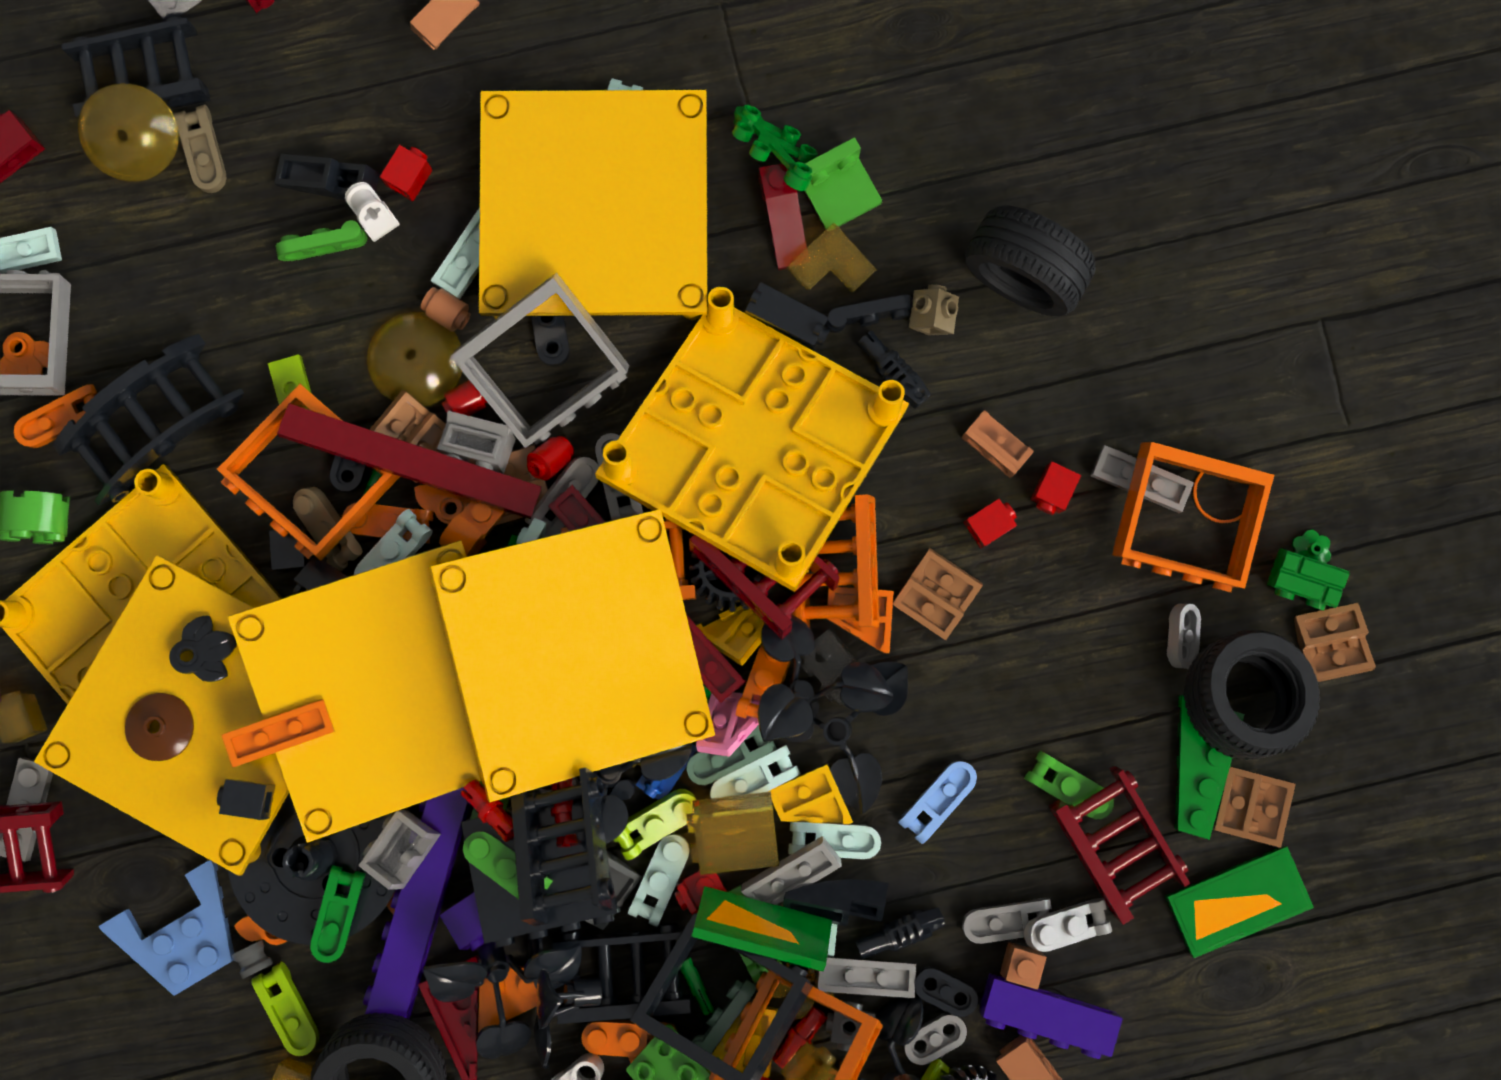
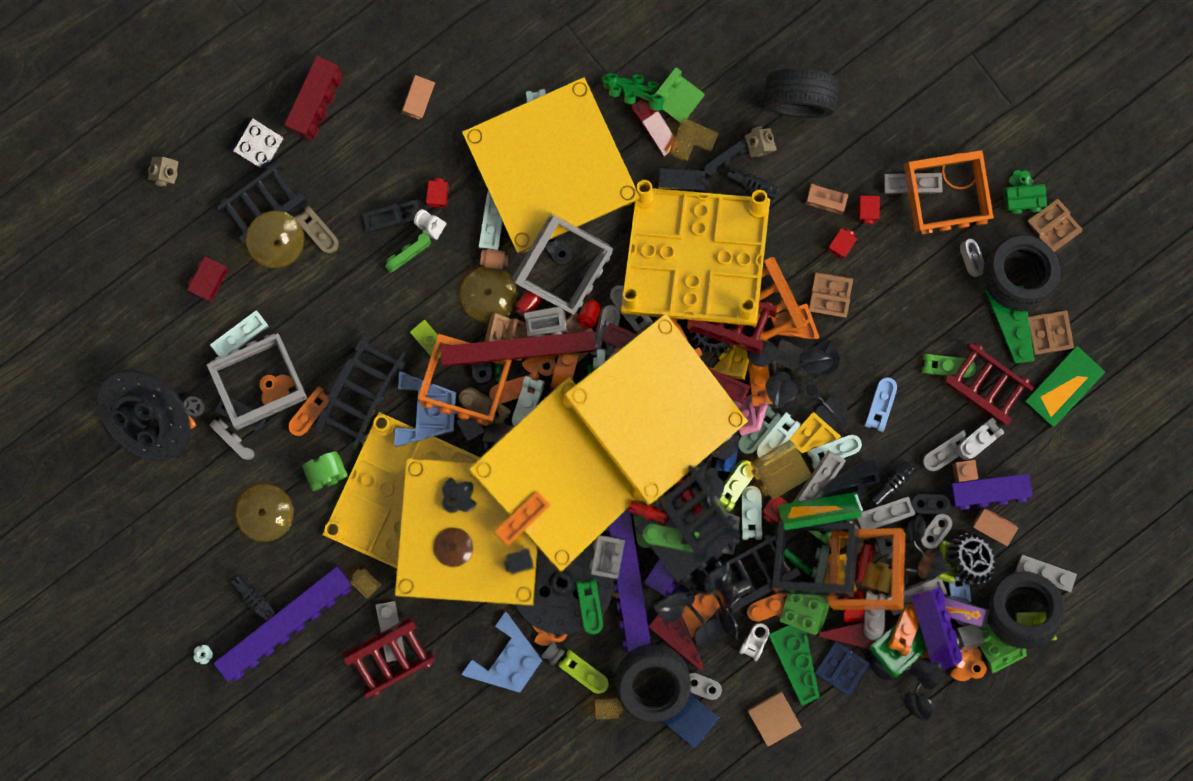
camera: 25 degrees left, 0 degrees up
(227, 513) = (428, 421): none -> medium blue wing

